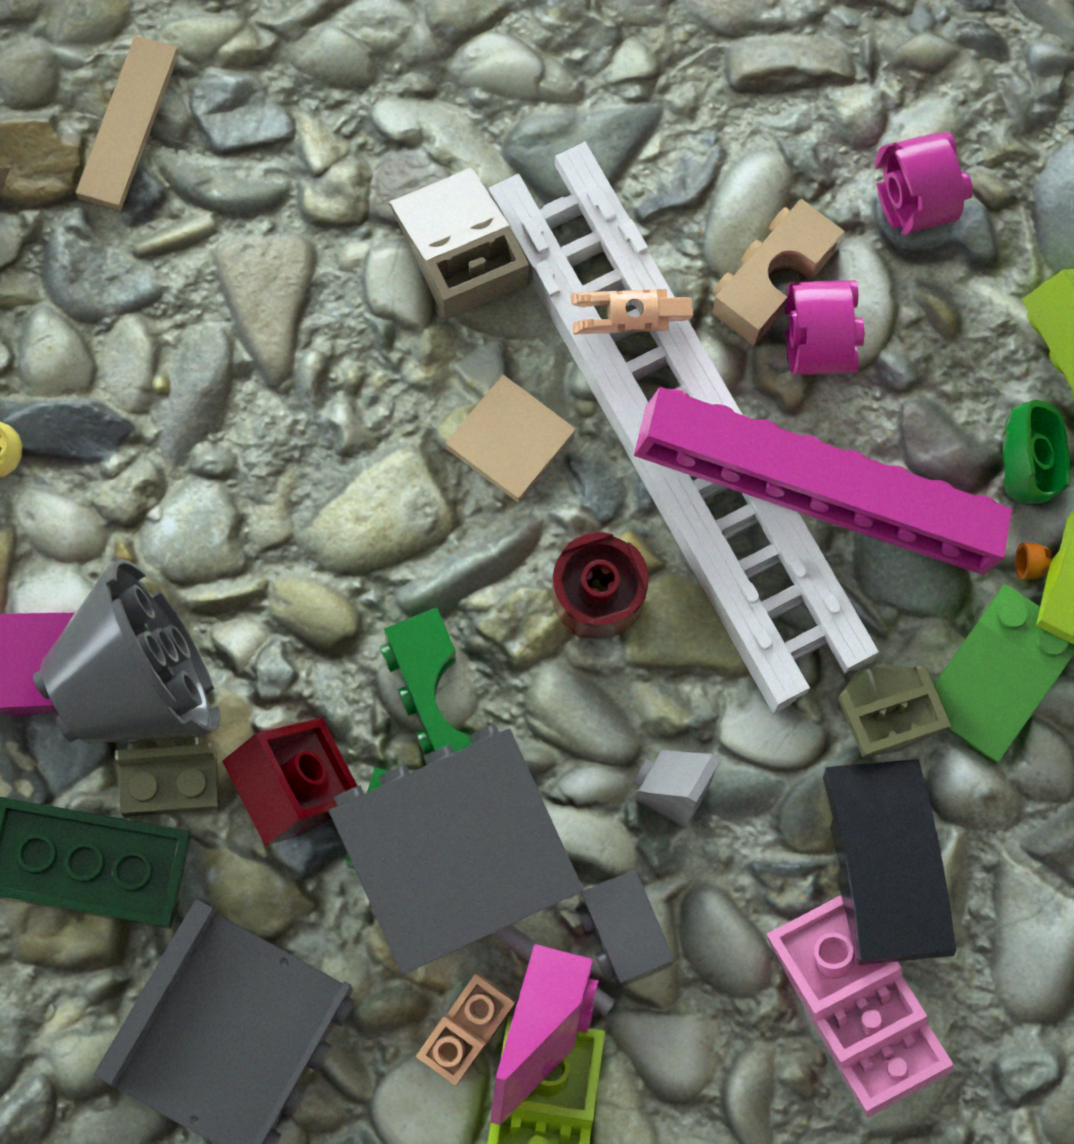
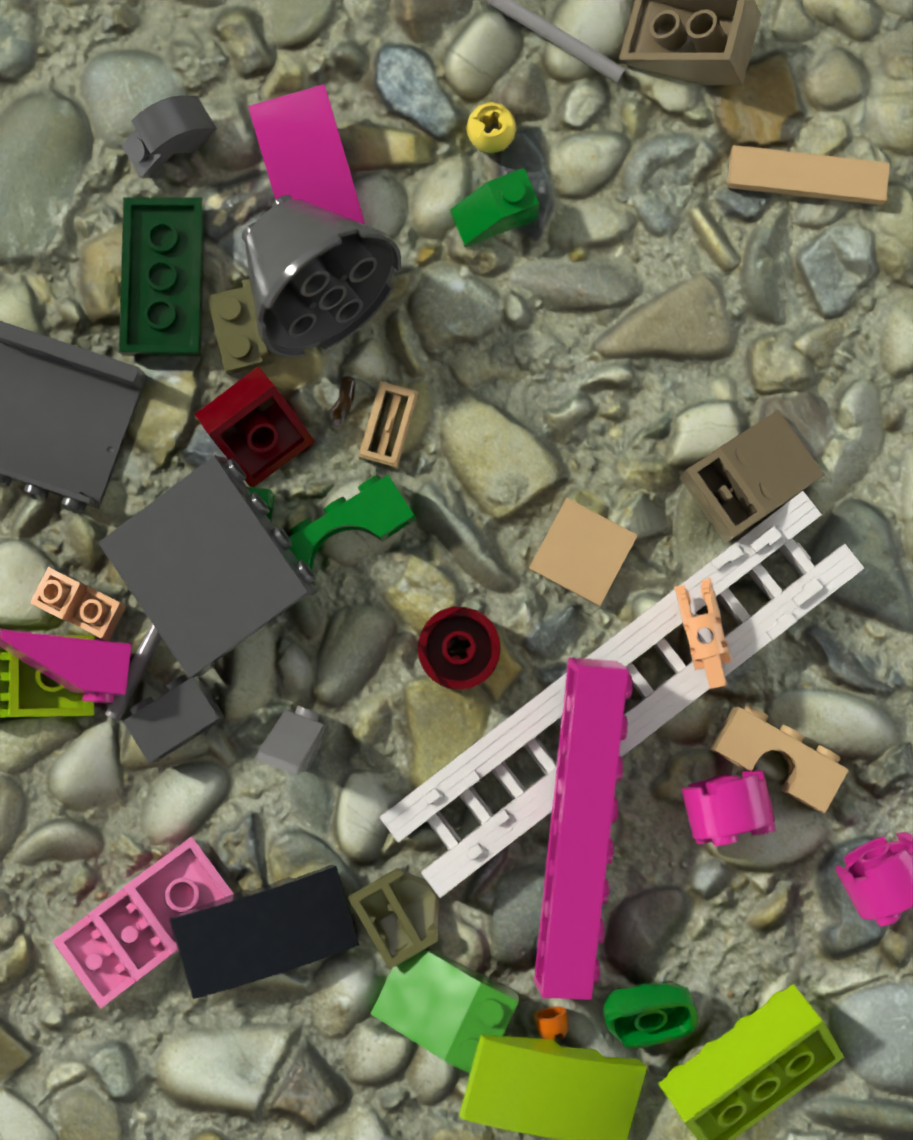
camera: 90 degrees right, 10 degrees up
(90, 460) = (496, 208): none -> green slope
(282, 675) = (342, 405): none -> dark brown piece
(355, 645) = (379, 457): none -> tan tile

